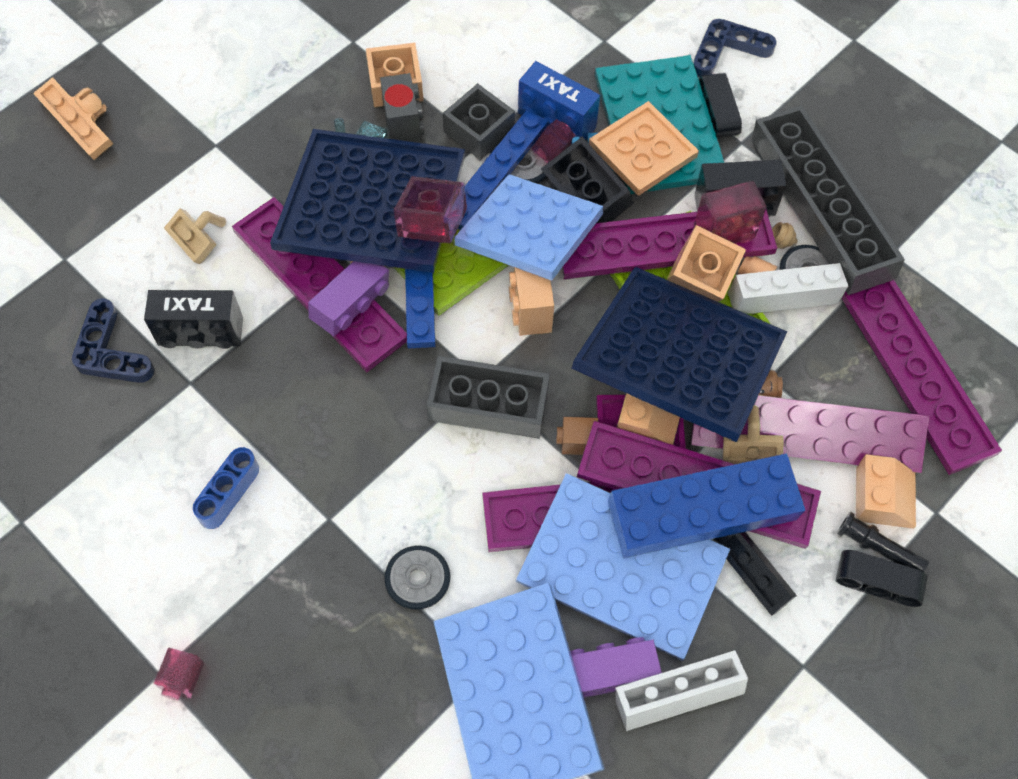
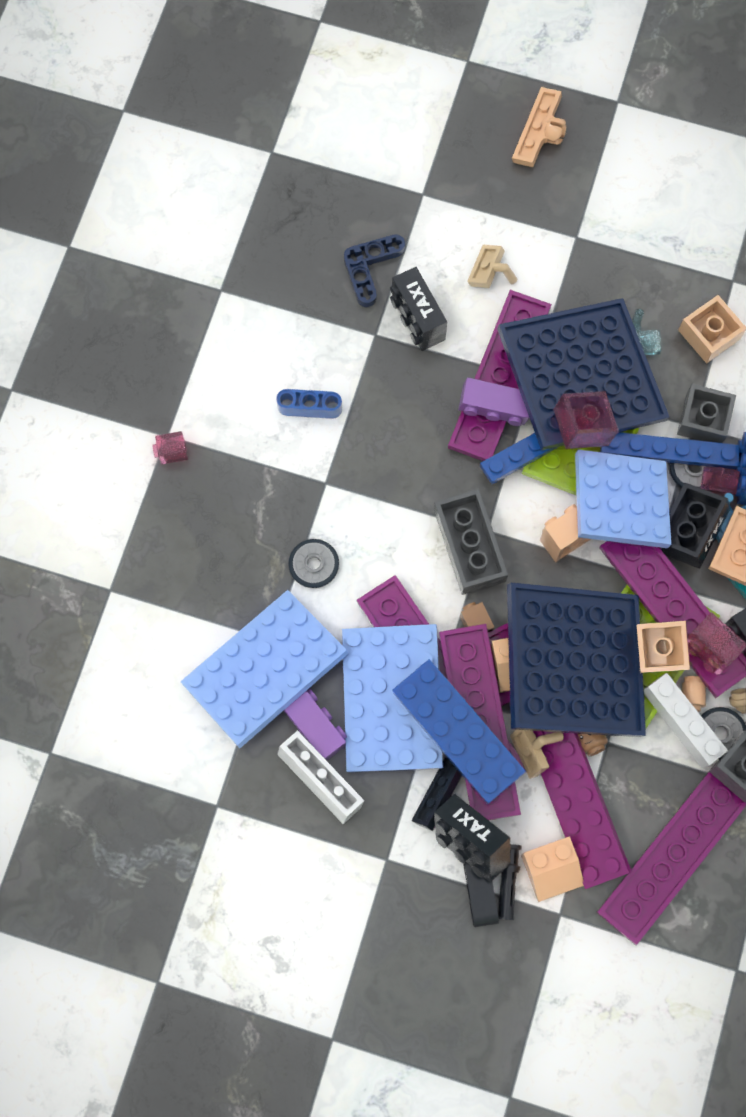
camera: 65 degrees right, 10 degrees up
(401, 108) = (678, 352): dark grey brick -> none
(831, 551) = (472, 838): none -> black brick

